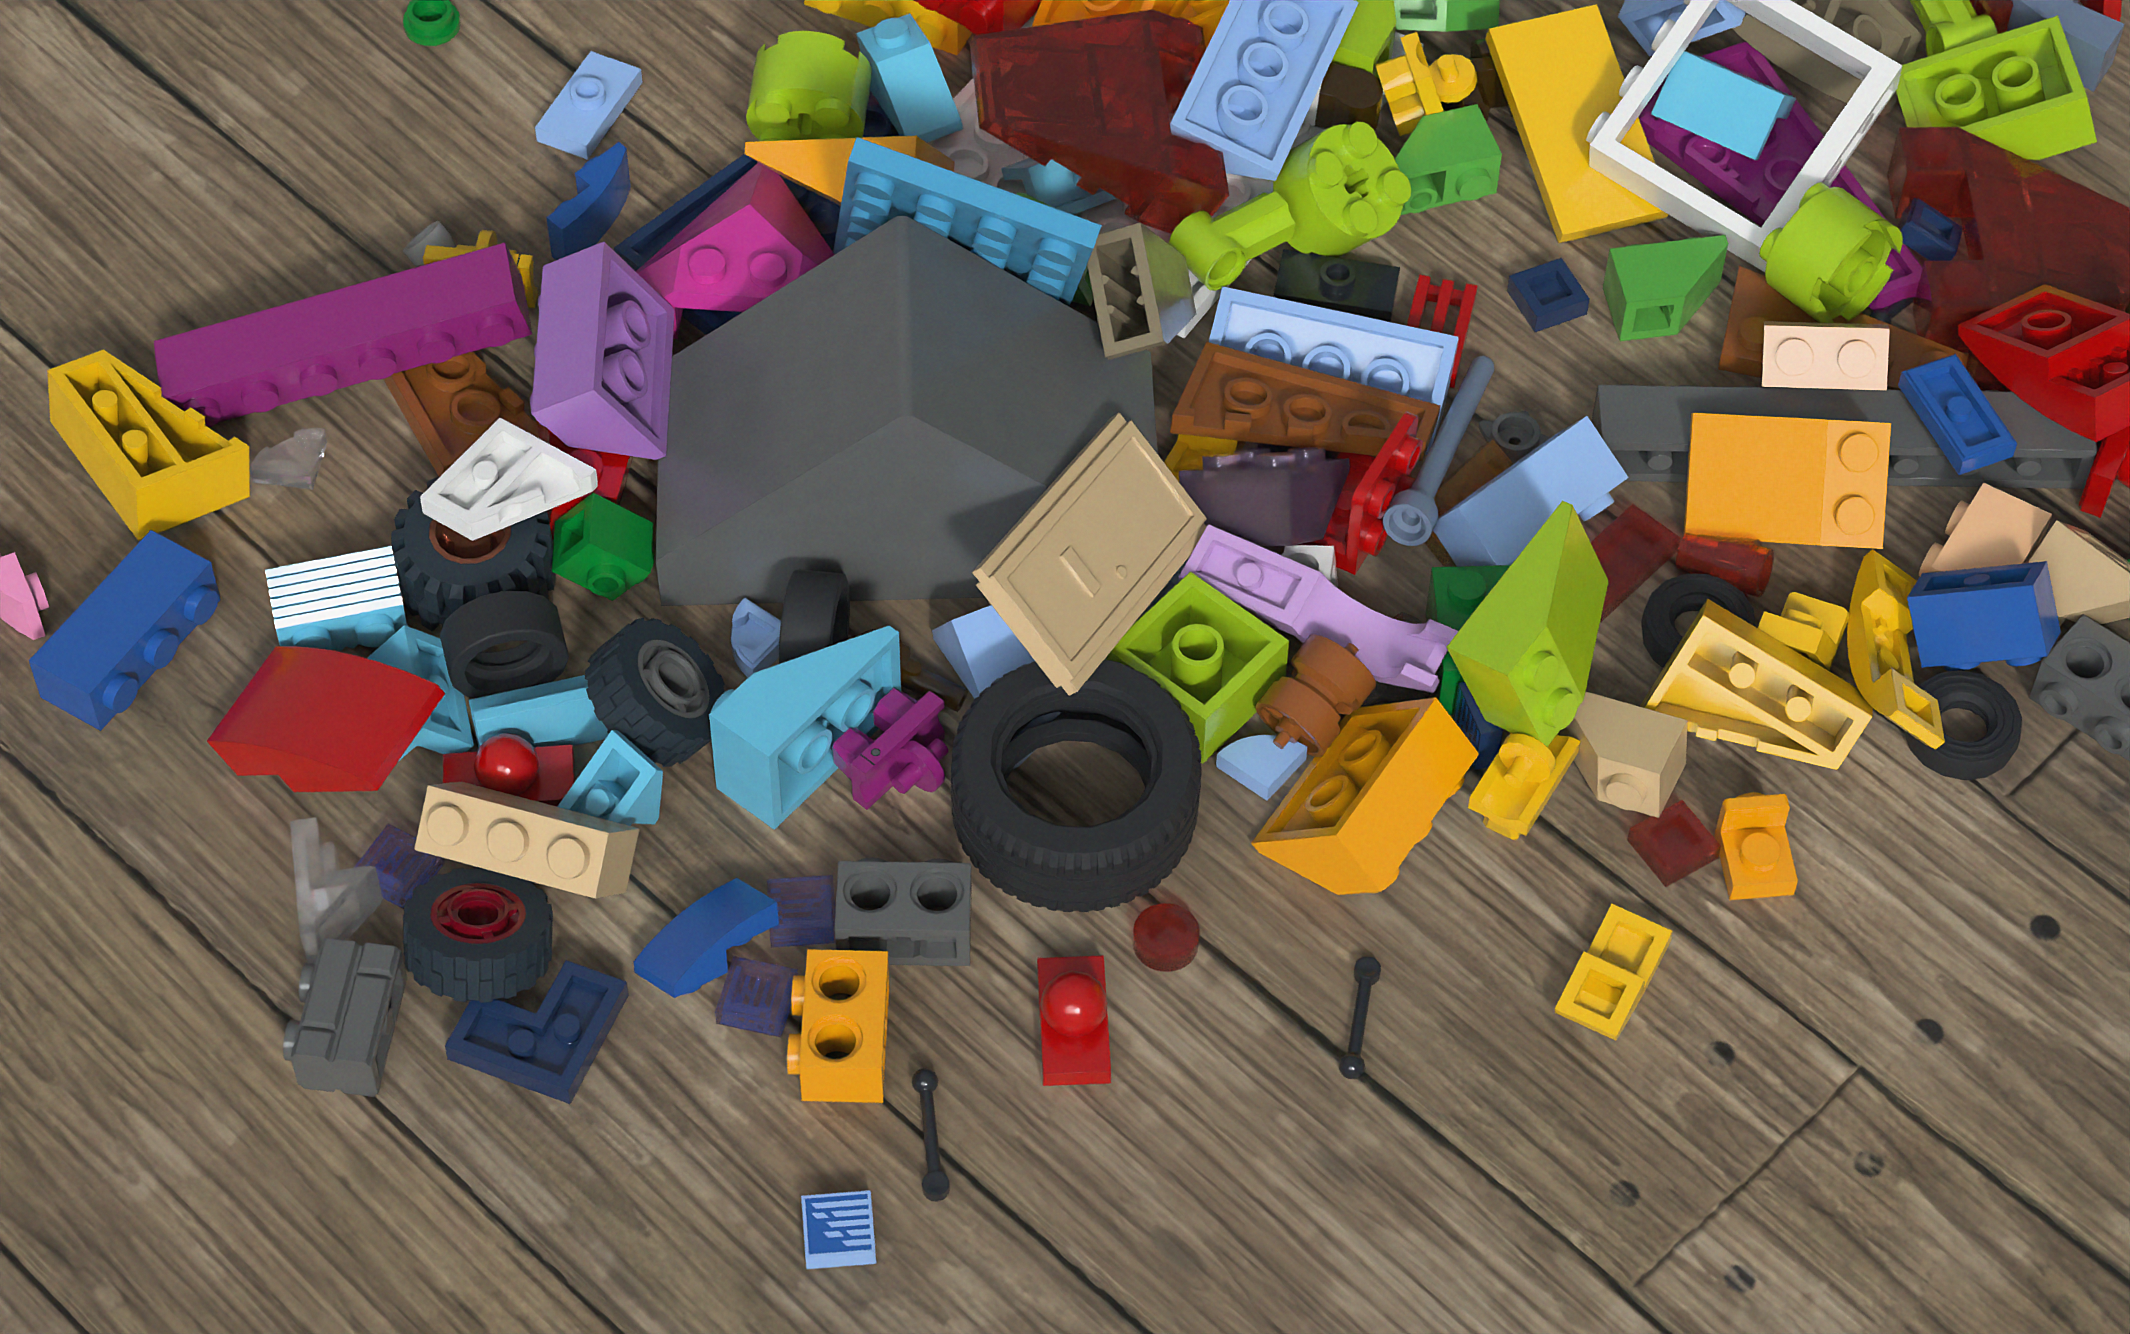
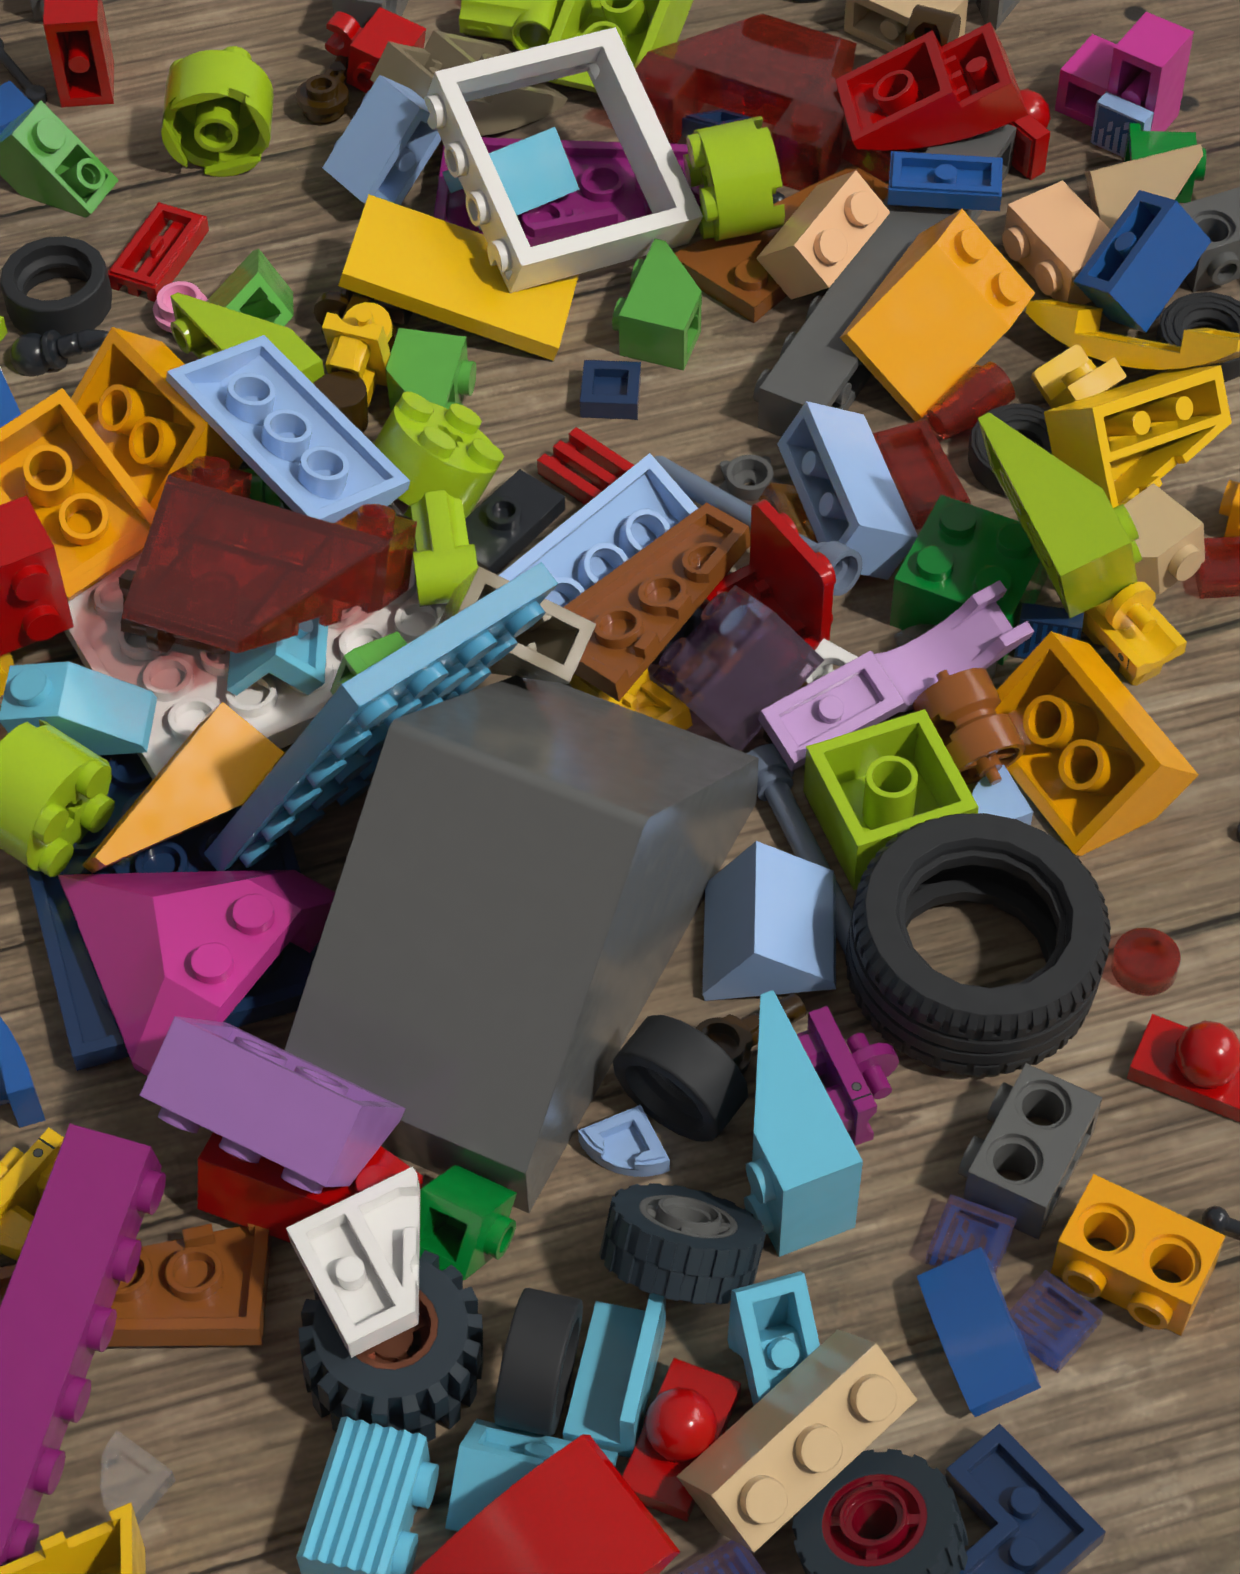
camera: 60 degrees left, 0 degrees up
(1091, 553) = (787, 794): tan piece -> none

